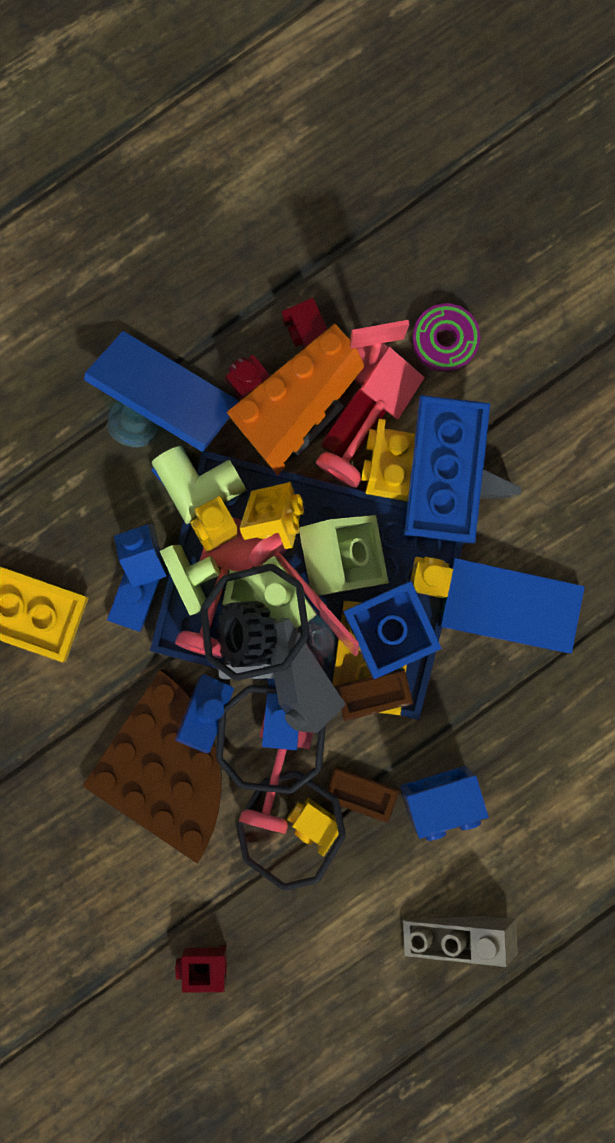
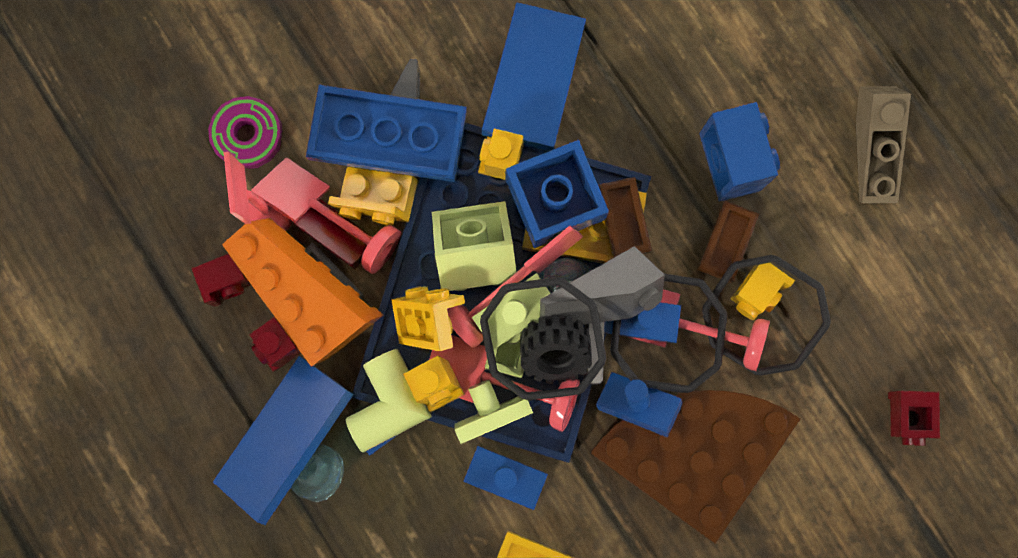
camera: 80 degrees left, 5 degrees down
(140, 555) = (464, 466): blue slope -> none

